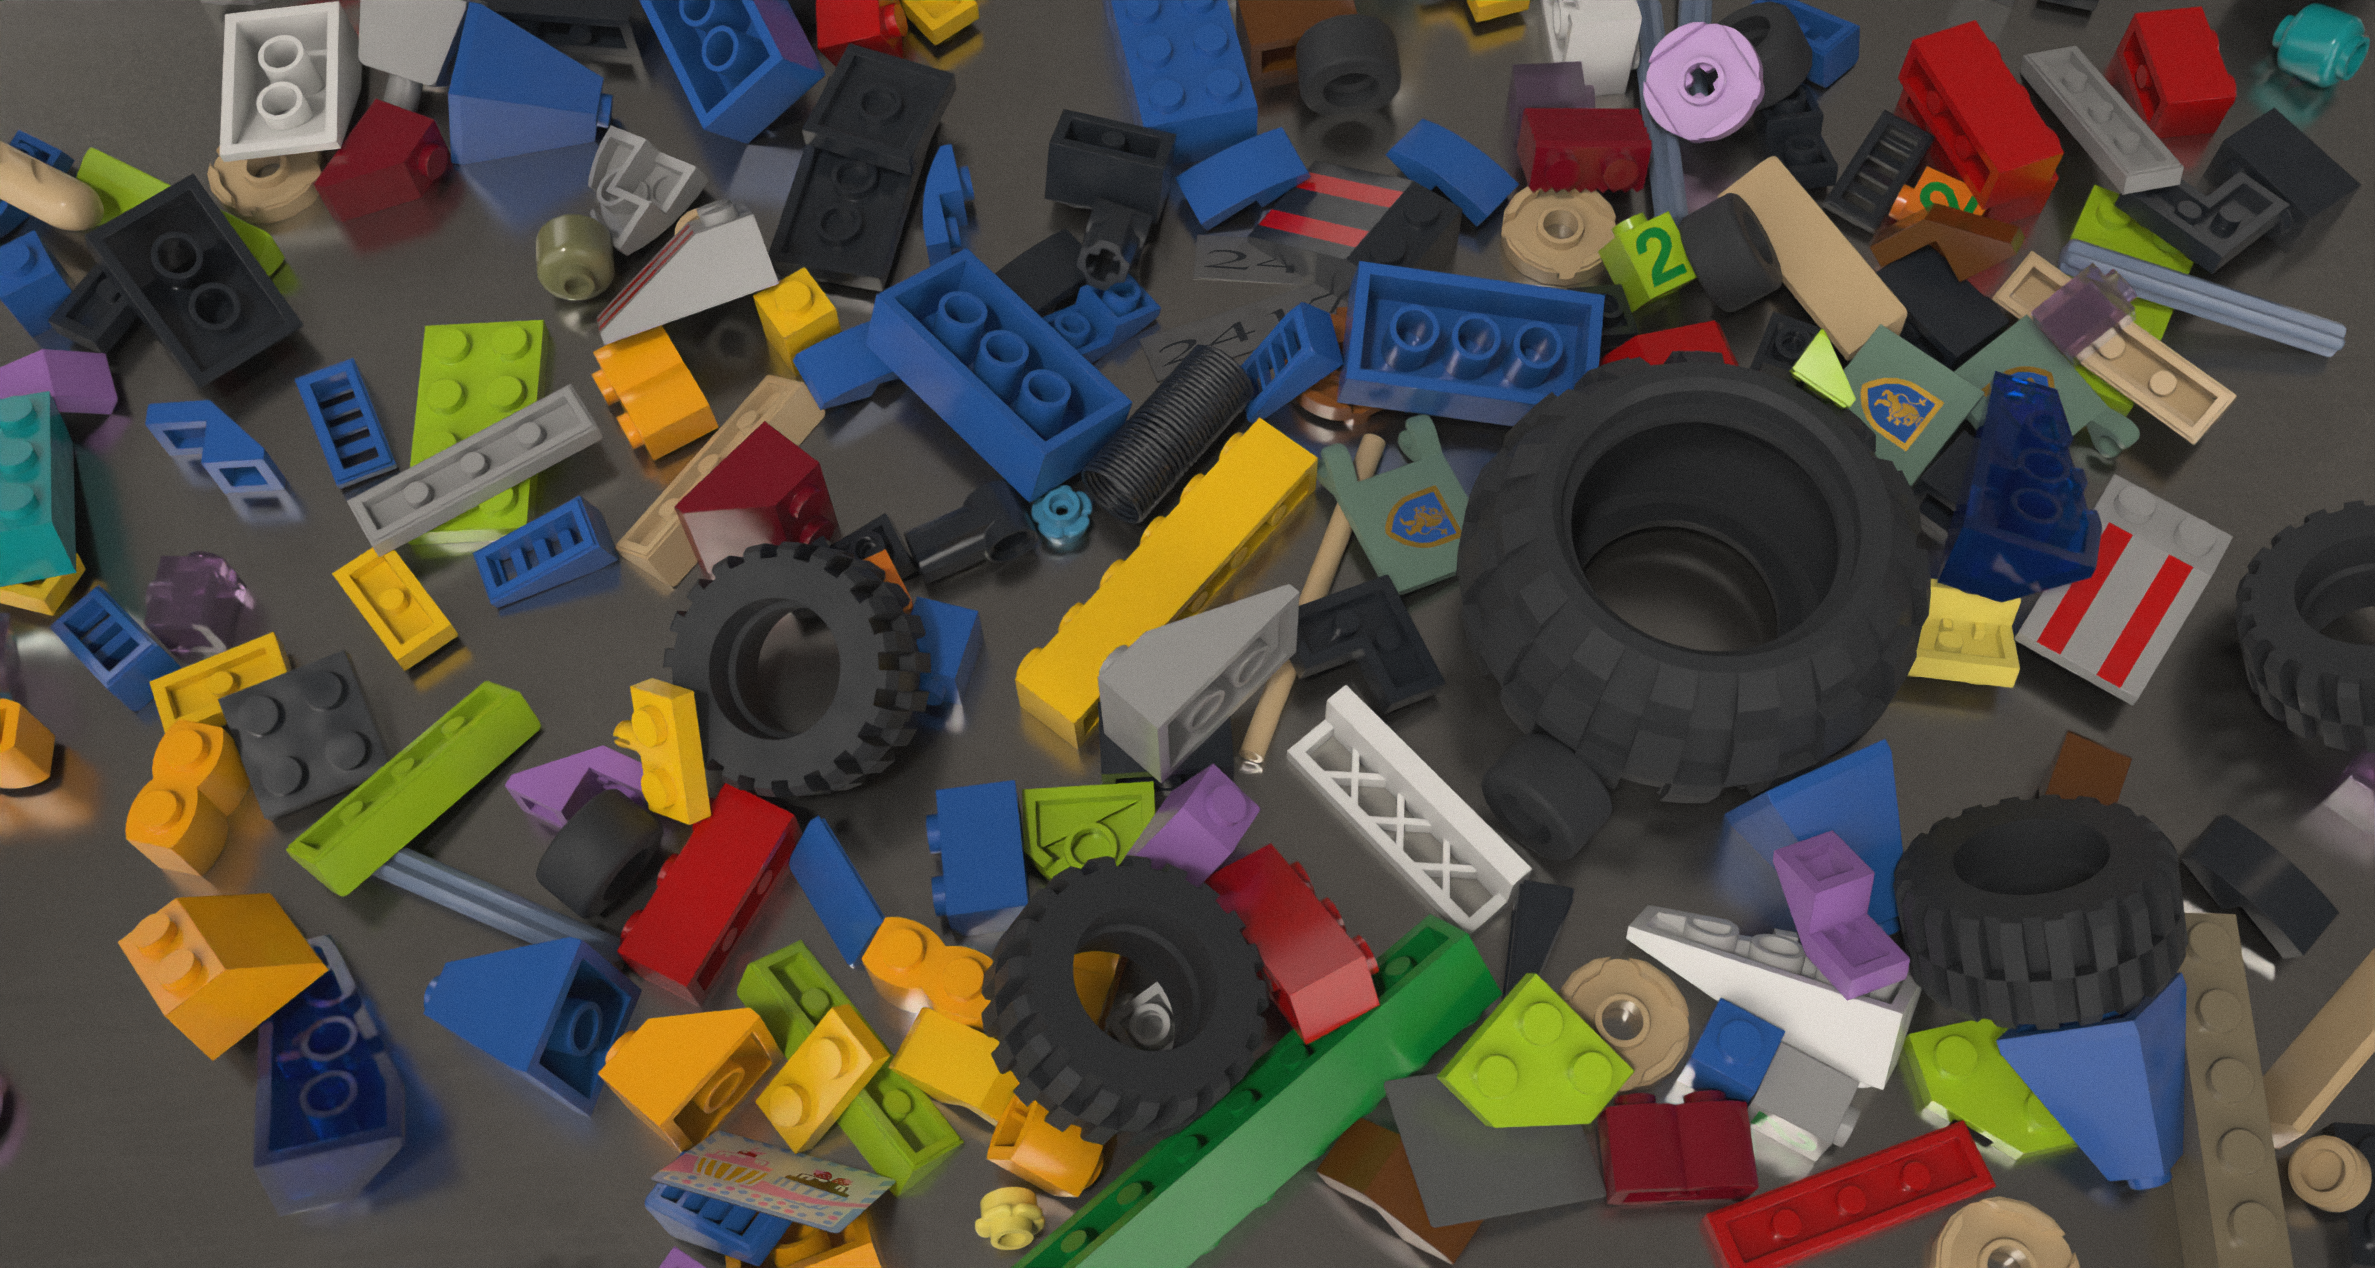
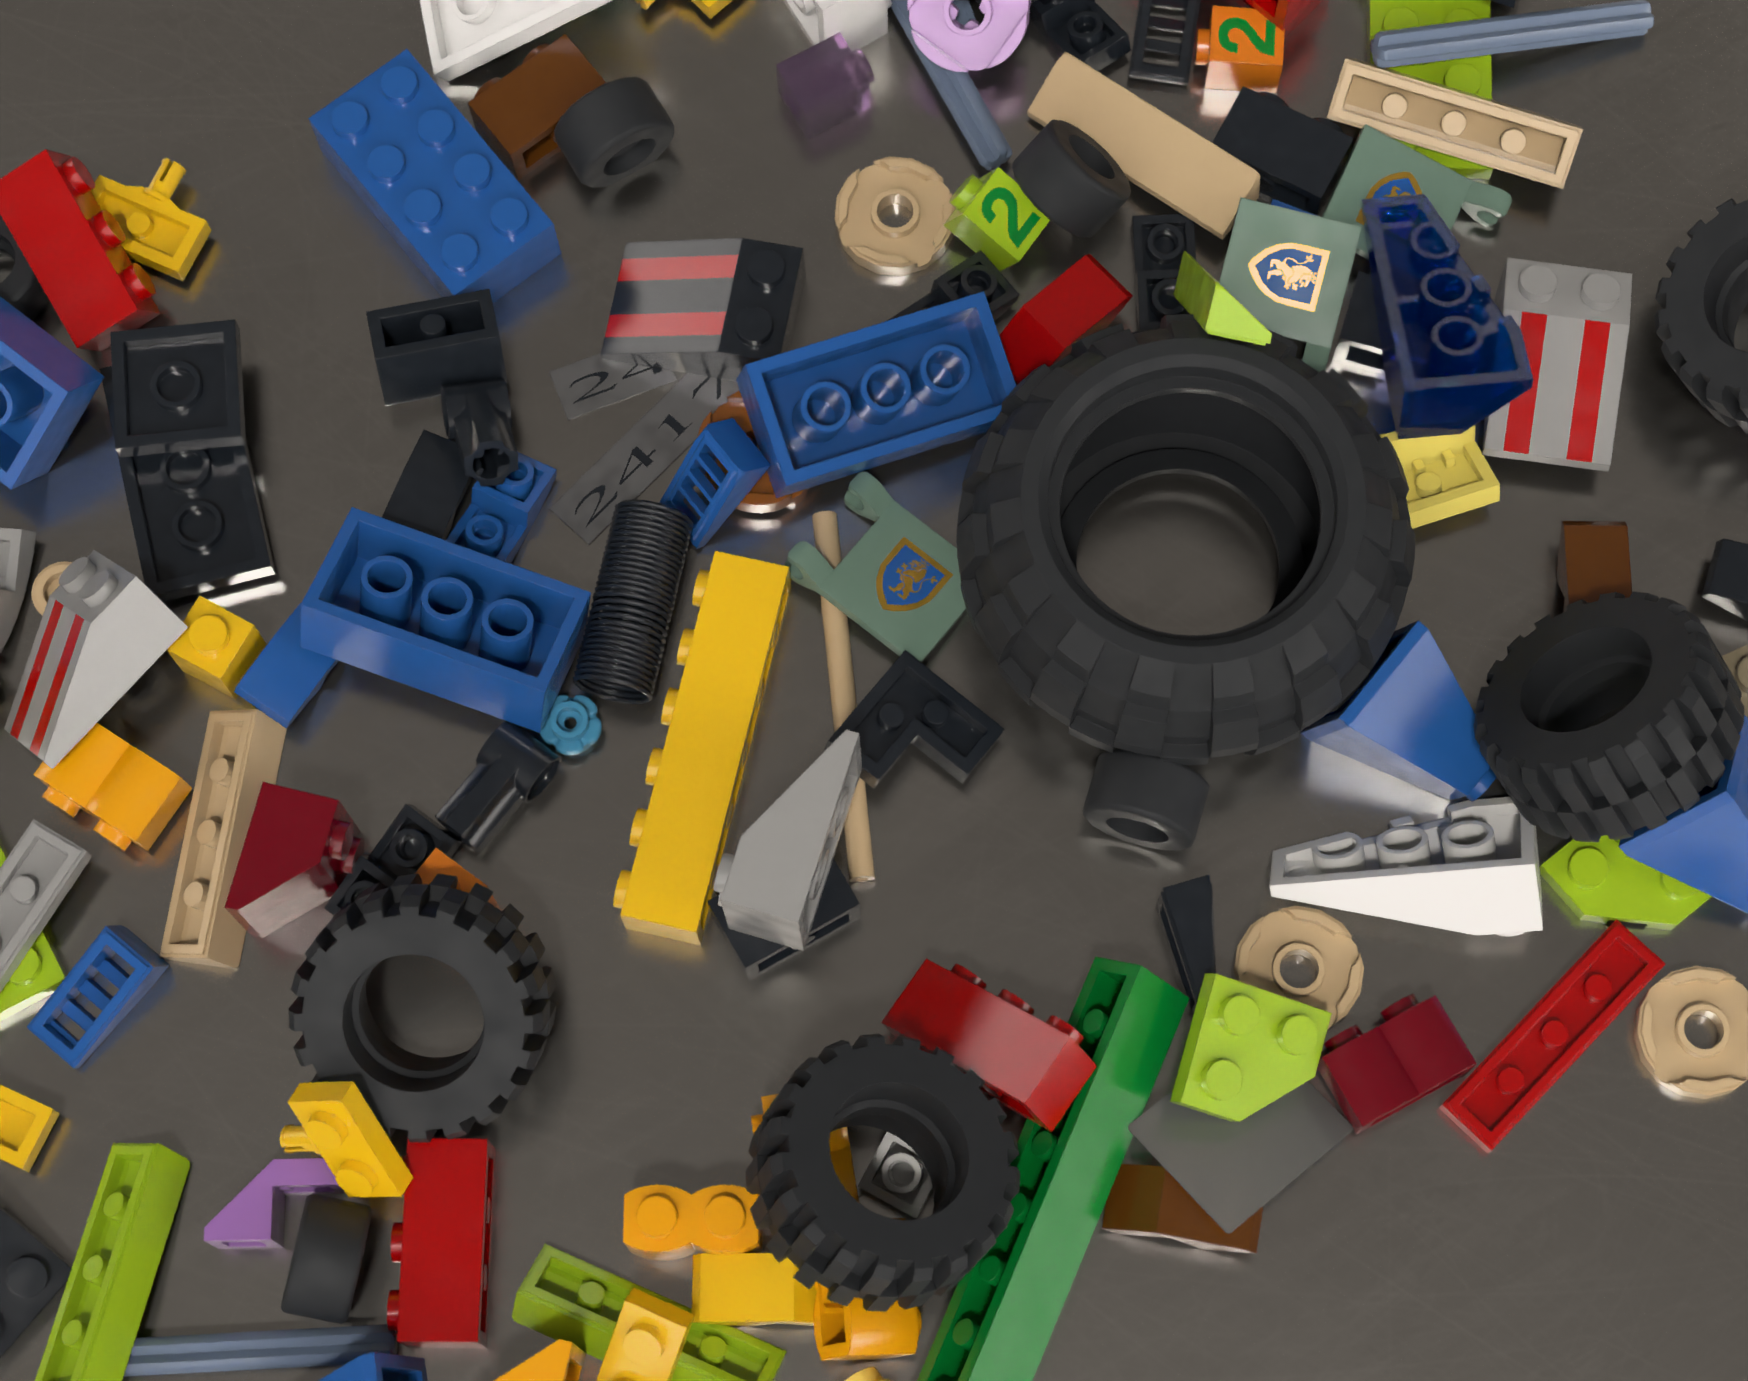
camera: 25 degrees left, 10 degrees up
(836, 891) = (559, 1187): blue slope -> none
(944, 205) = (292, 457): blue slope -> none
(954, 644) = (539, 899): blue brick -> none
(981, 857) = (673, 1092): blue brick -> none
(1083, 823) = (761, 1024): lime plate -> none
(1197, 825) = (851, 983): medium lavender slope -> none
(1241, 174) = (567, 296): blue slope -> none
(1425, 796) = (1034, 845): white fence -> none
(1457, 167) = (759, 192): blue slope -> none
(1584, 149) = (883, 125): dark red brick -> none
(1731, 1053) = (1404, 958): blue brick -> none
(1804, 1103) = (1480, 970): light grey brick -> none
(1829, 904) = (1432, 790): medium lavender slope -> none
(1966, 239) = (1283, 74): reddish brown slope -> none
(2086, 312) = (1421, 108): brick -> none

